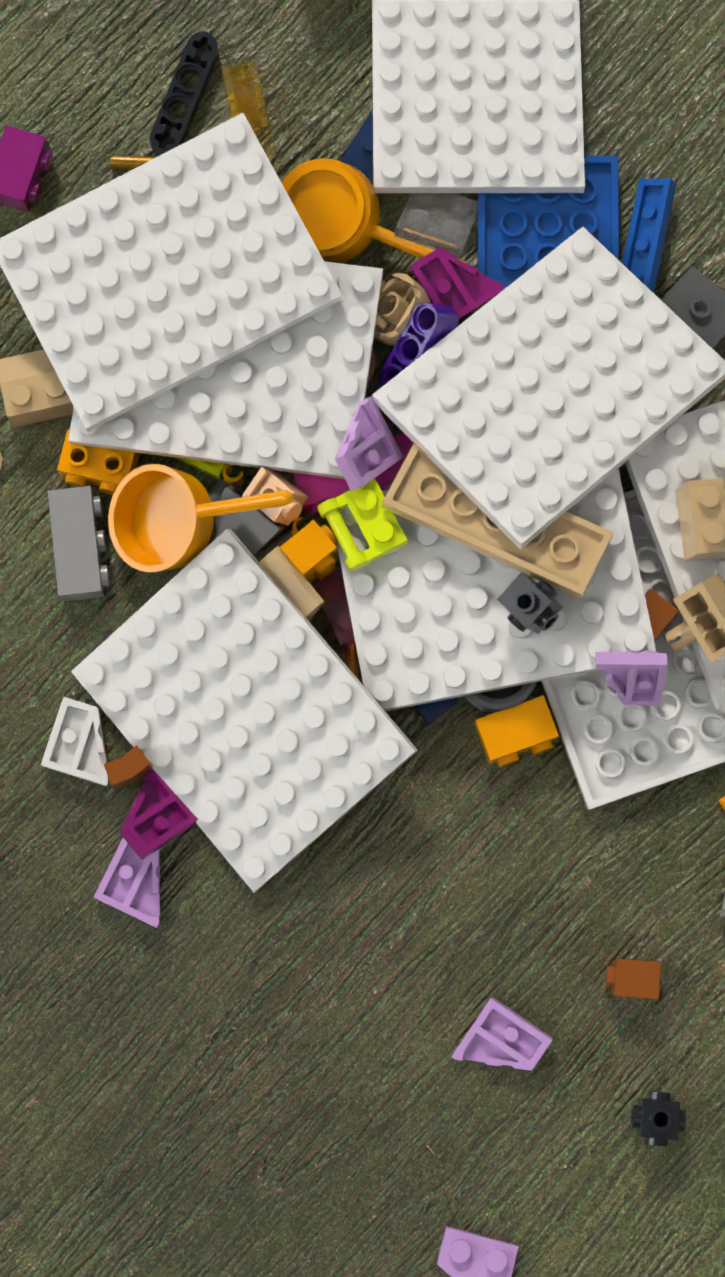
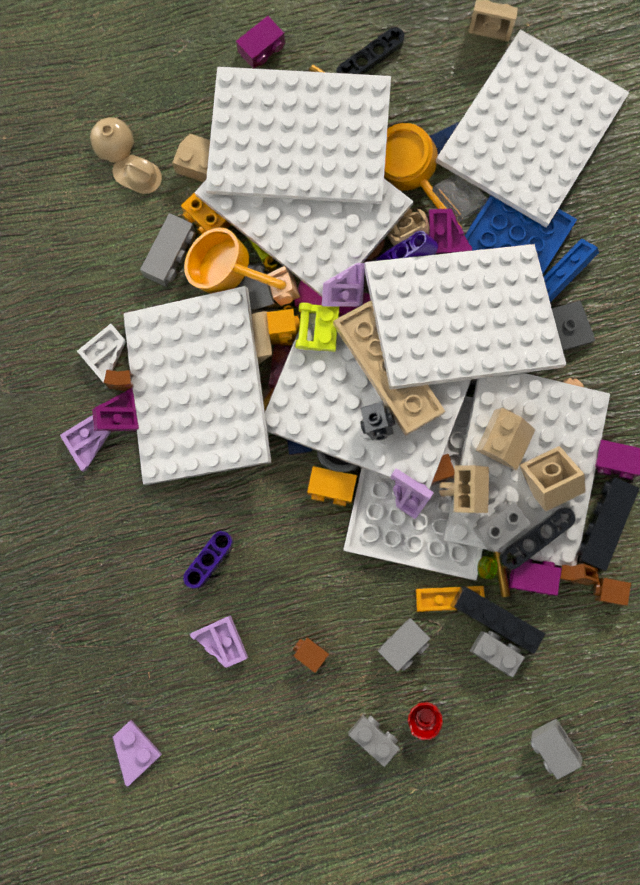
camera: 30 degrees right, 0 degrees up
(245, 93) = (401, 73): clear yellow slope -> none
(421, 922) = (198, 565): none -> dark purple beam
(643, 1118) = (275, 726): black brick -> none

